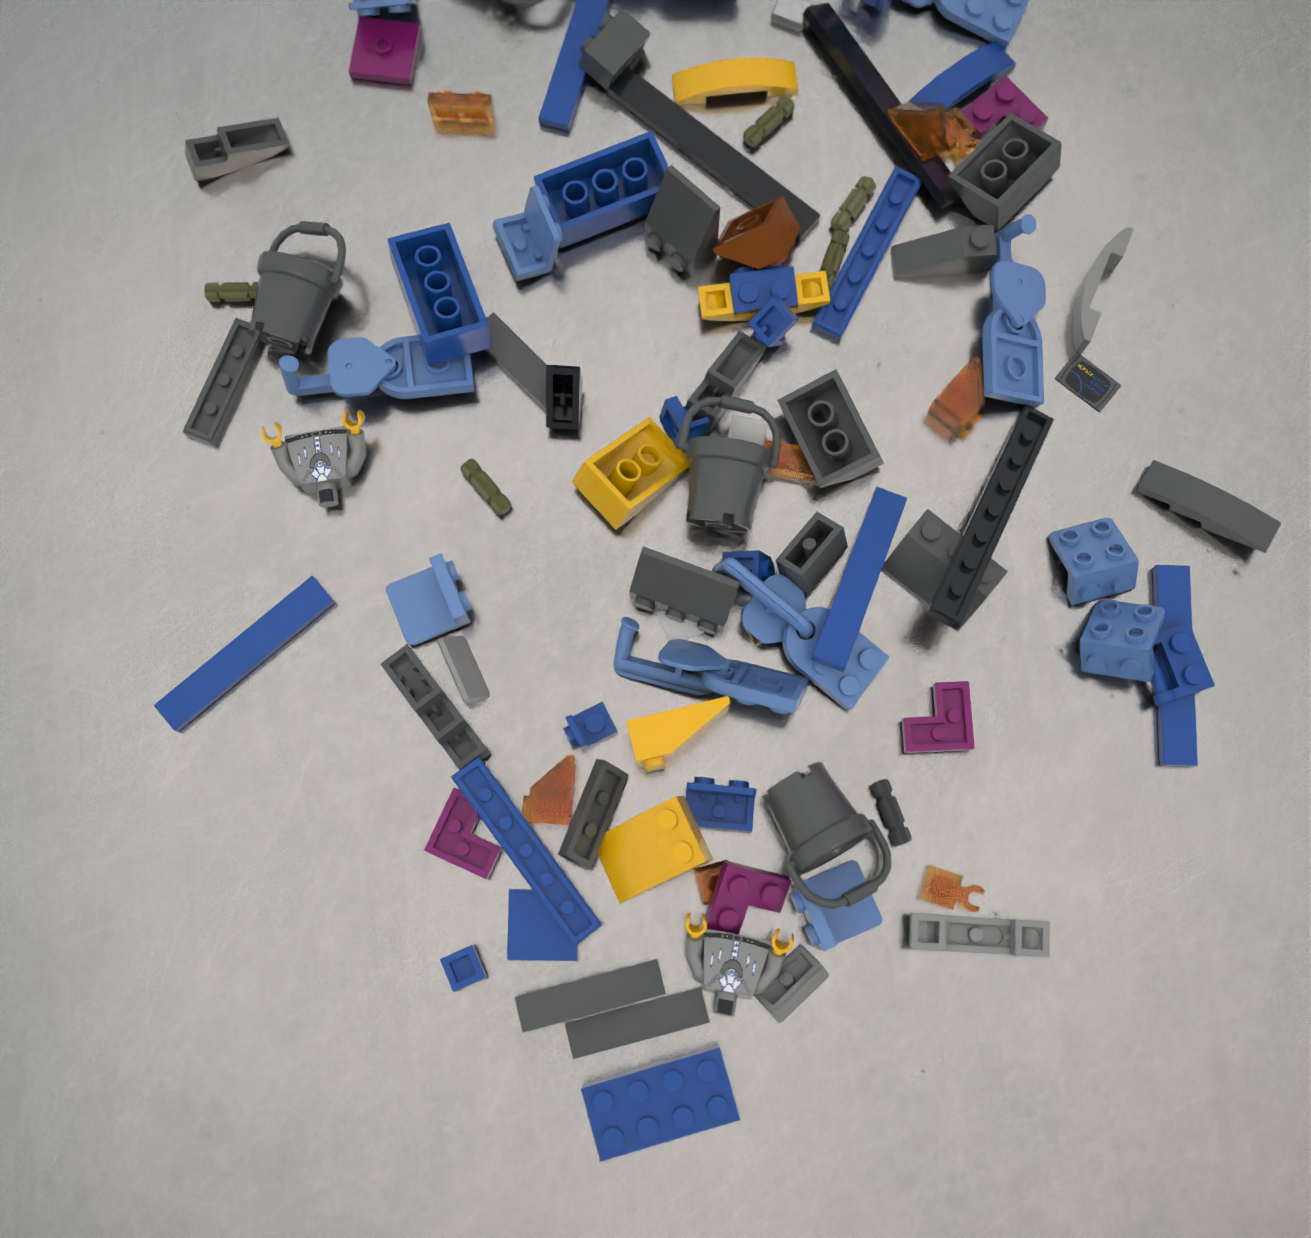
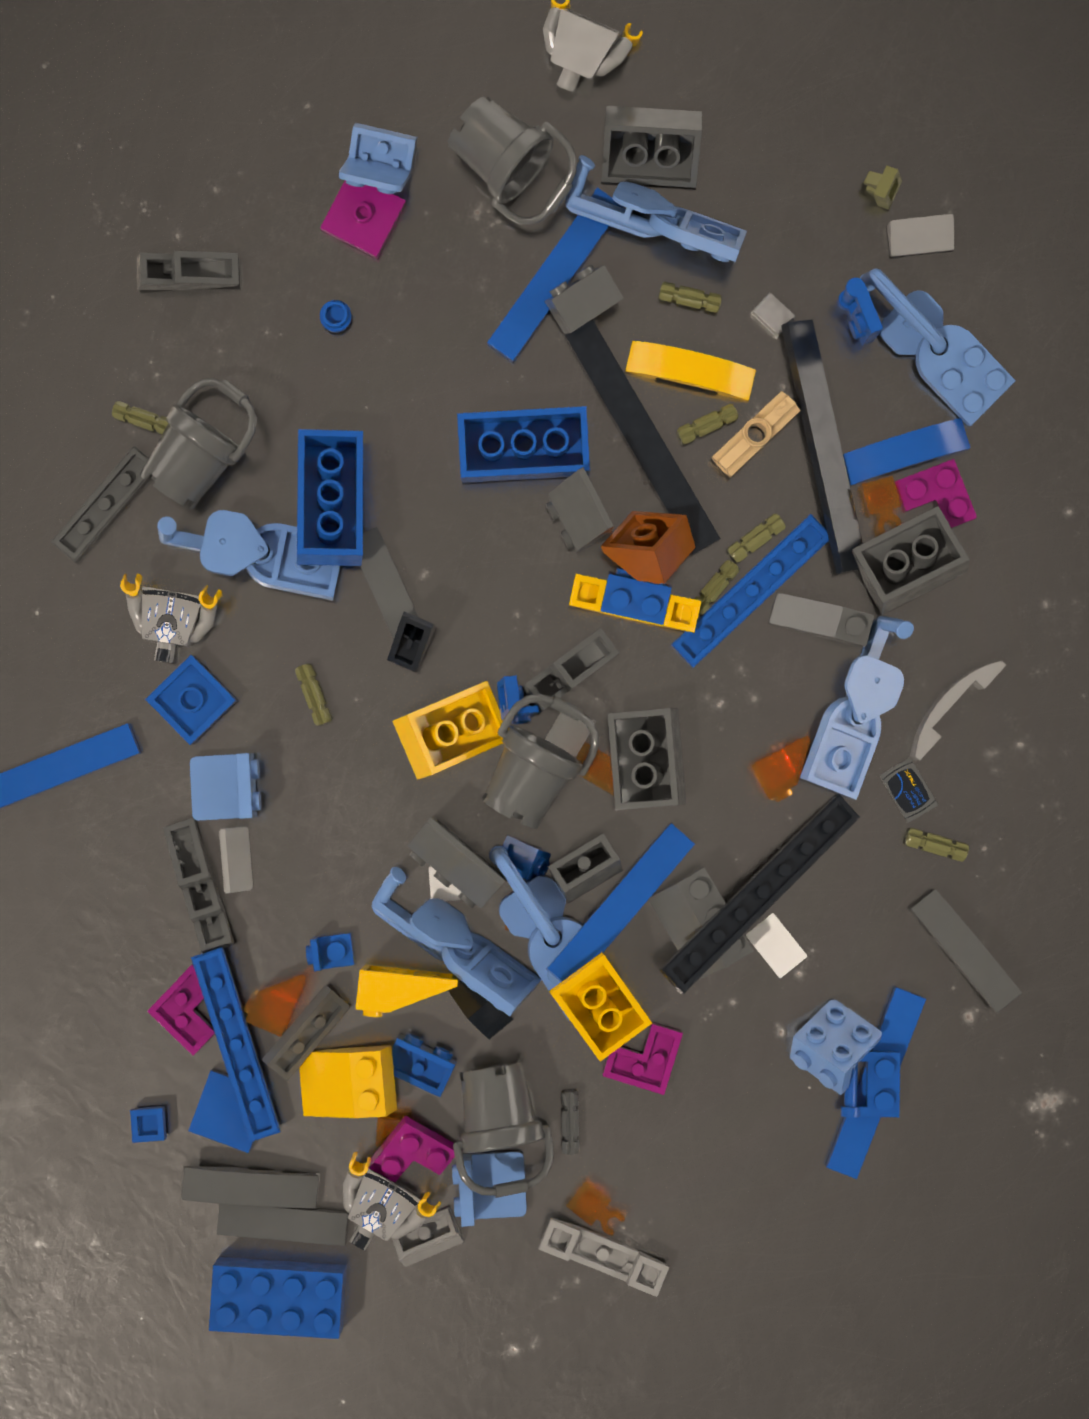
camera: 20 degrees right, 10 degrees up
(368, 531) = (191, 700): none -> blue plate
(389, 142) = (335, 316): none -> blue plate
(461, 107) = (405, 299): clear orange plate -> none
(529, 238) = (433, 468): medium blue bracket -> none
(710, 21) = (690, 297): none -> olive axle
(758, 727) = (479, 1010): none -> black slope
(773, 322) = (632, 635): blue bracket -> none
(822, 99) = (769, 420): none -> tan piece
(879, 676) = (600, 1006): none -> yellow slope
(922, 126) = (848, 486): clear orange slope -> none
(1025, 569) = (776, 945): none -> white sticker
(1096, 560) = (842, 961): medium blue bracket -> none
(1137, 419) = (937, 844): none -> olive axle

